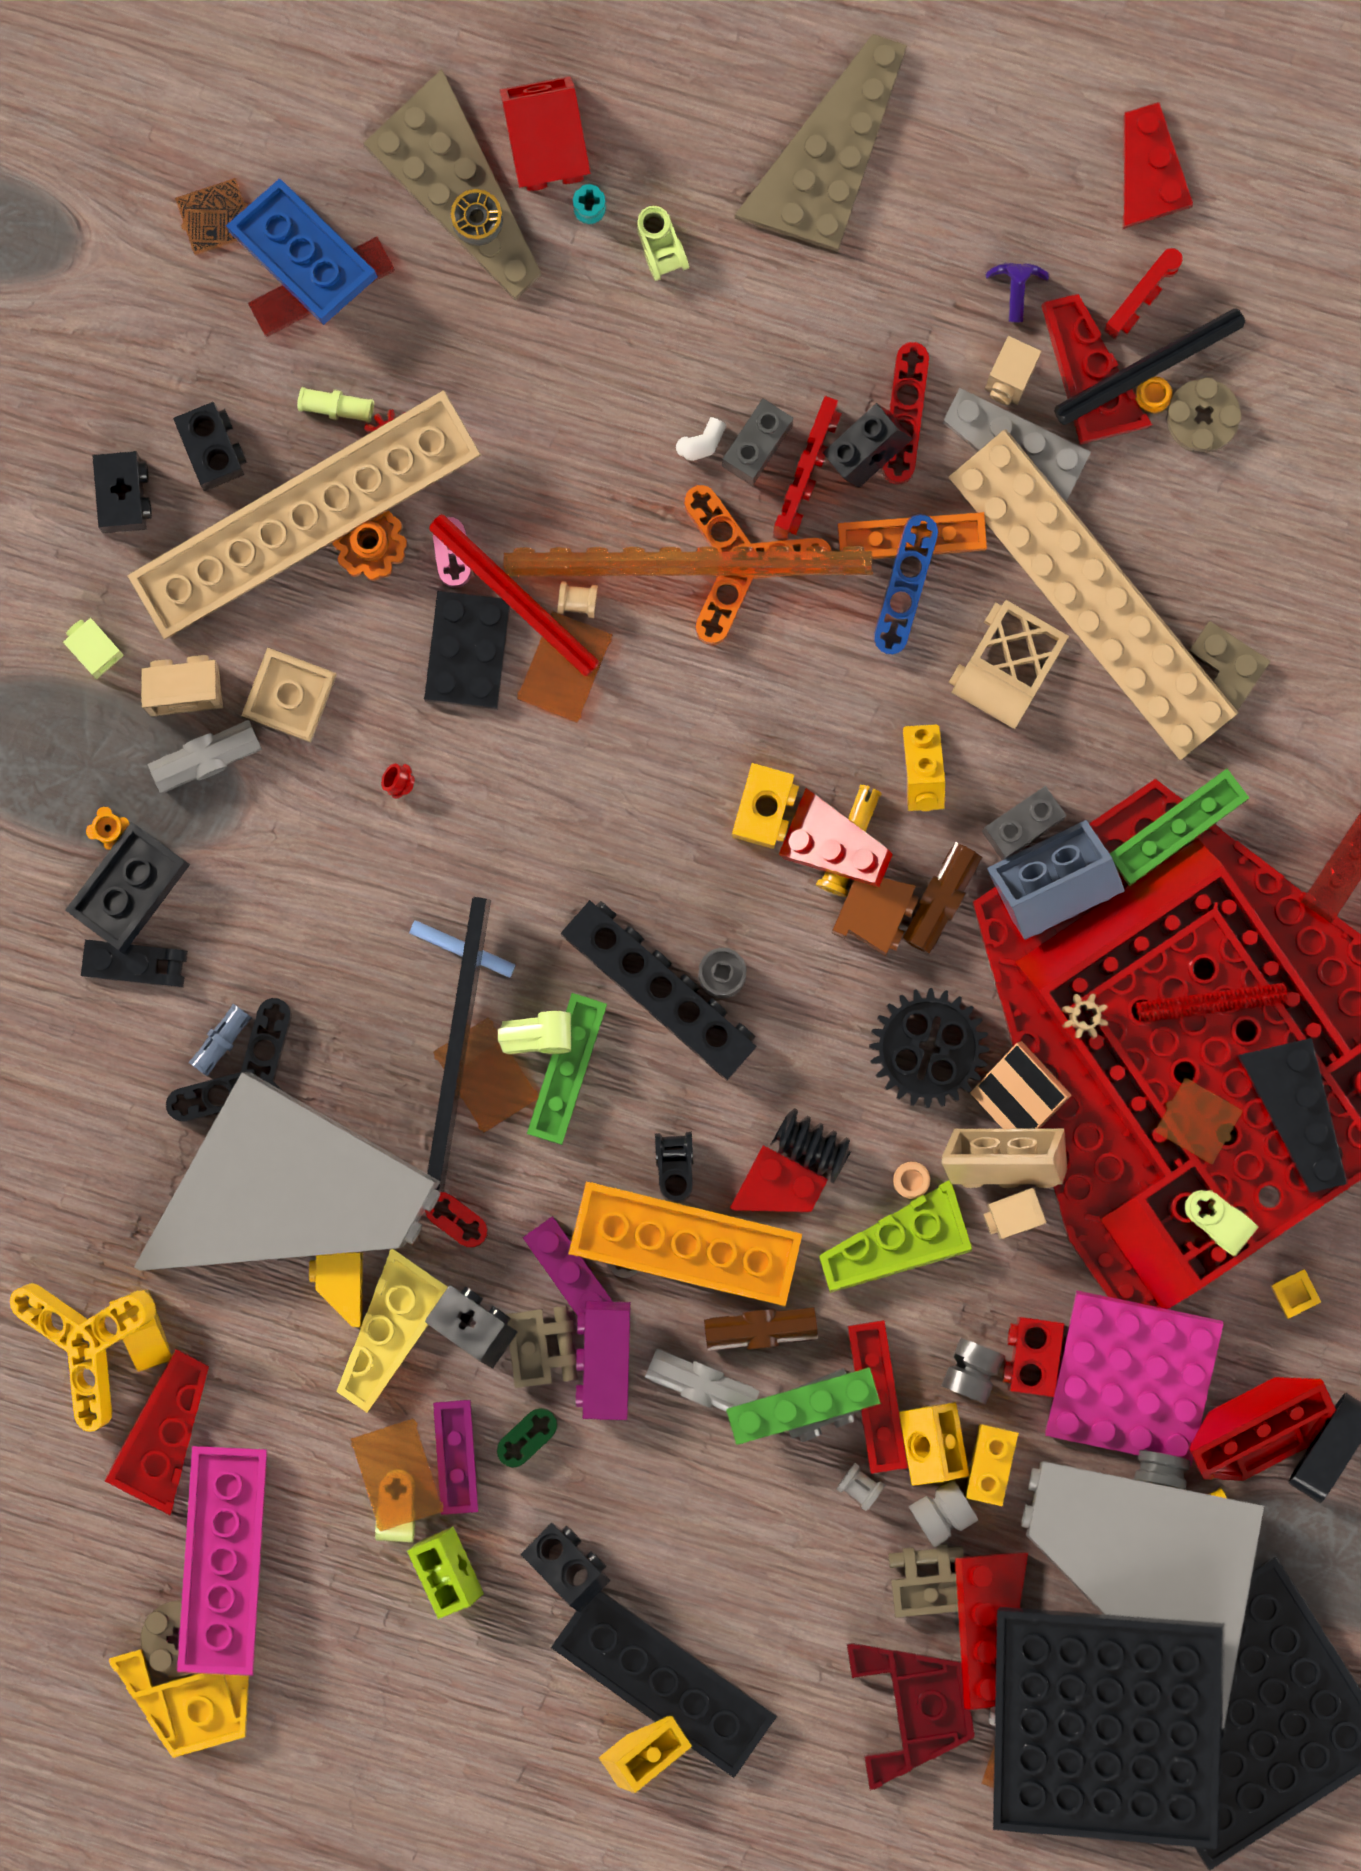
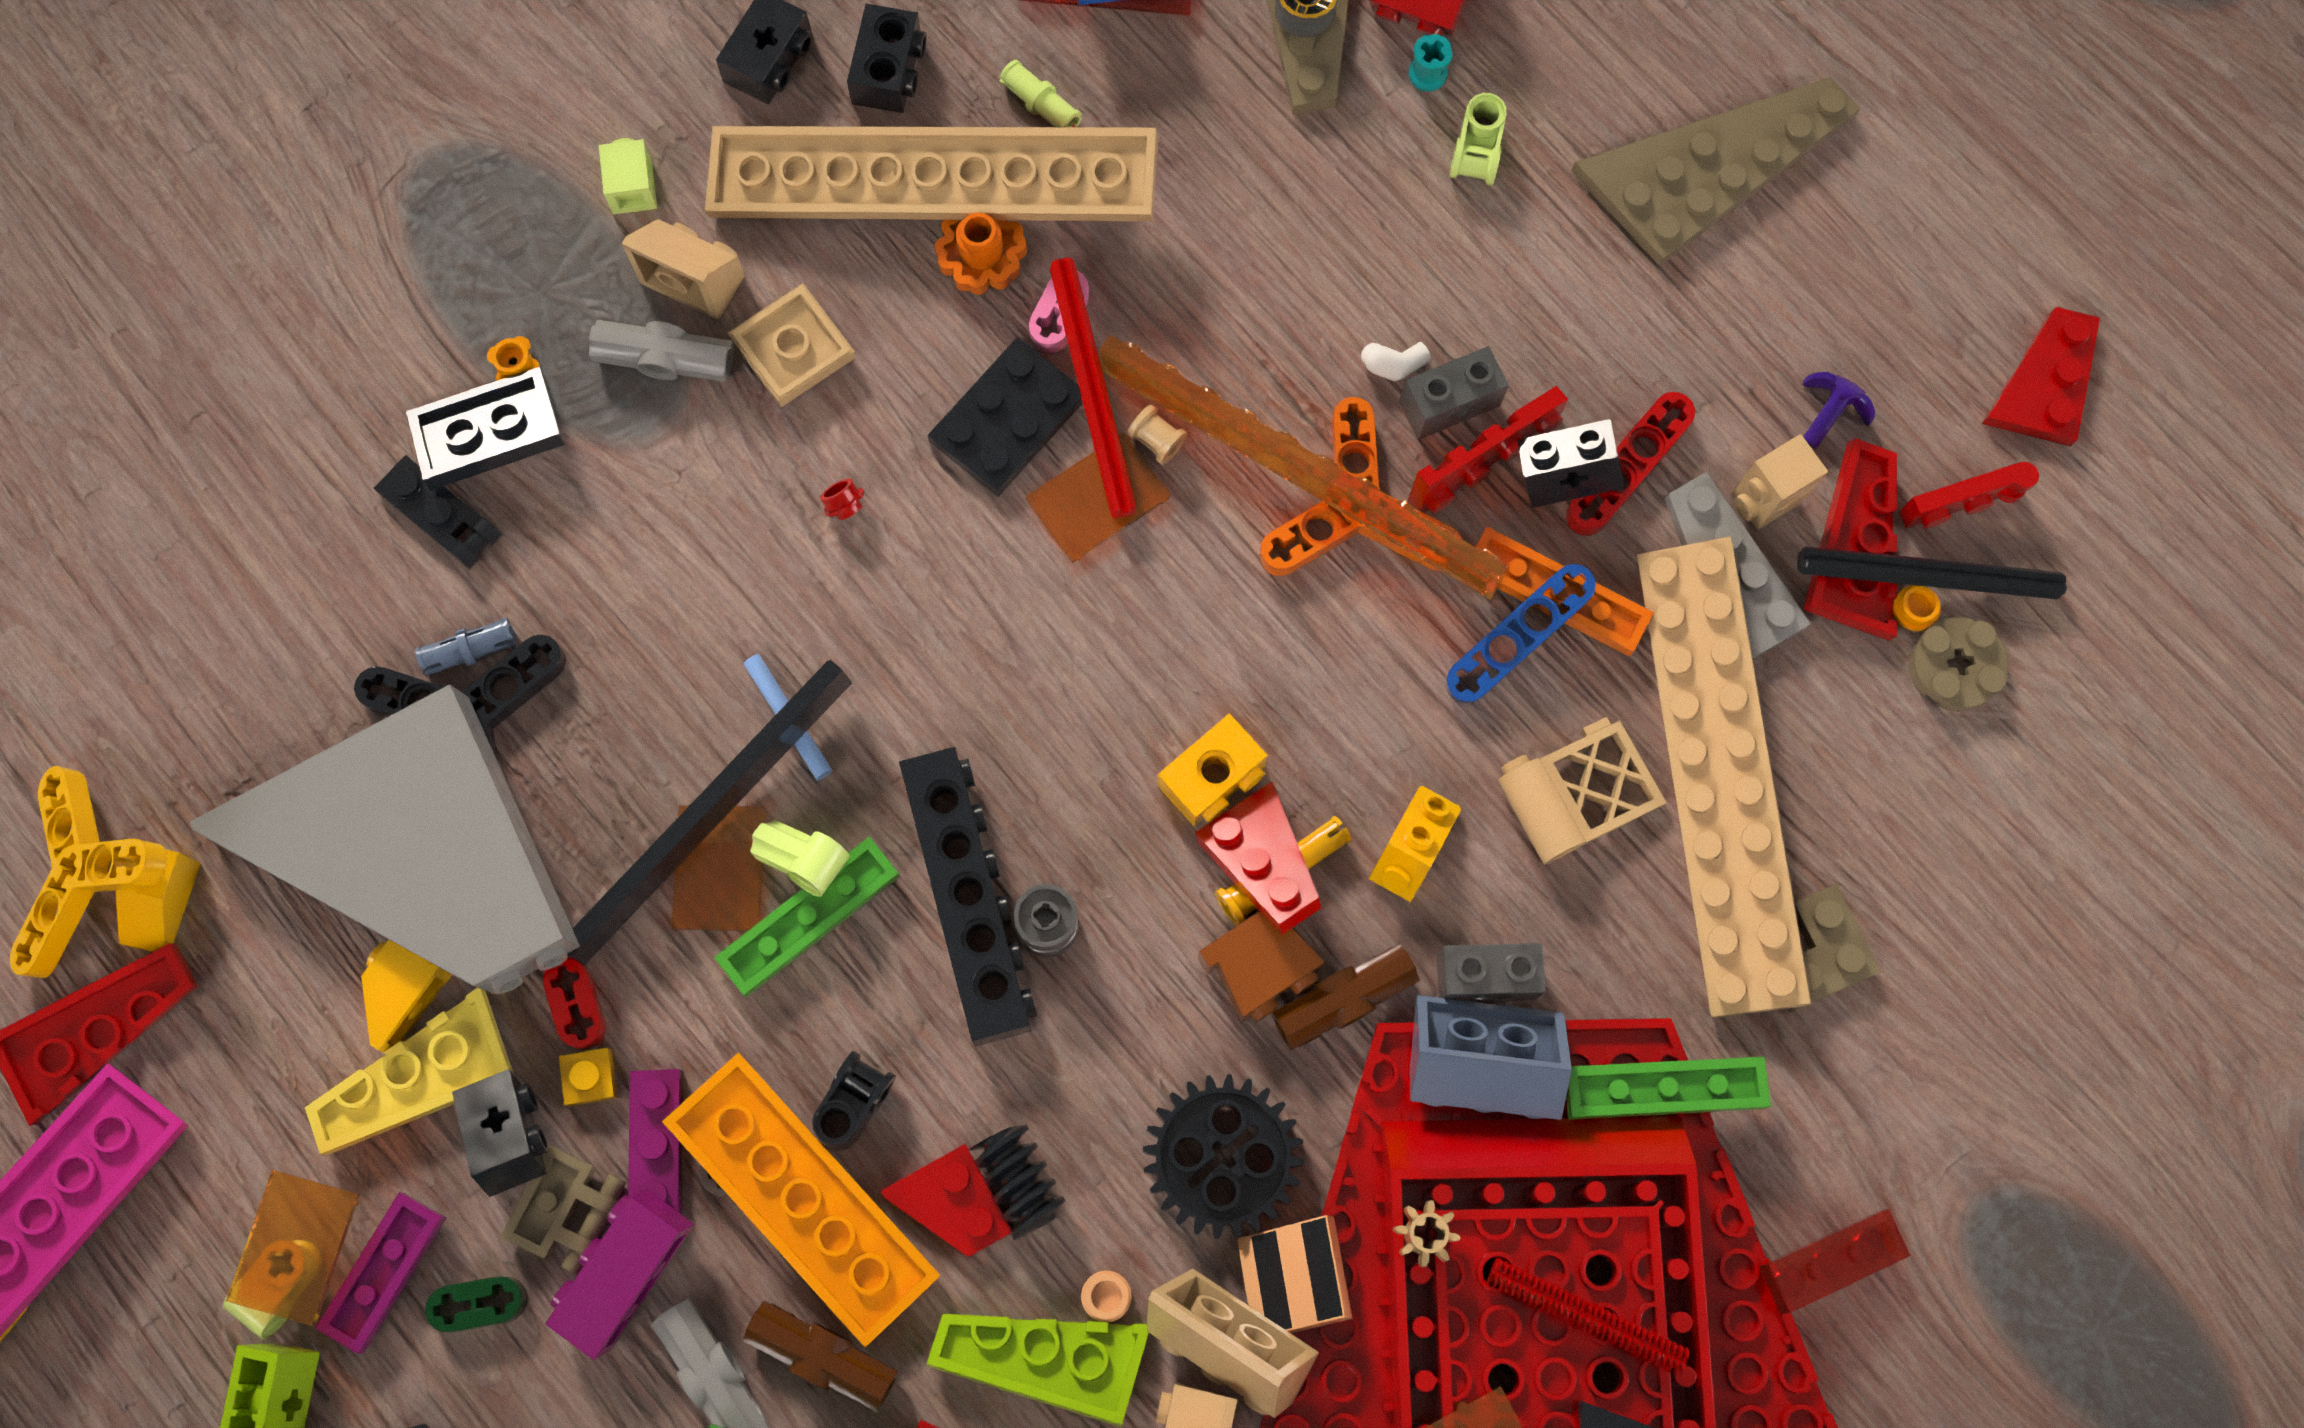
camera: 30 degrees right, 10 degrees down
(497, 1258) = (588, 1077): none -> yellow plate

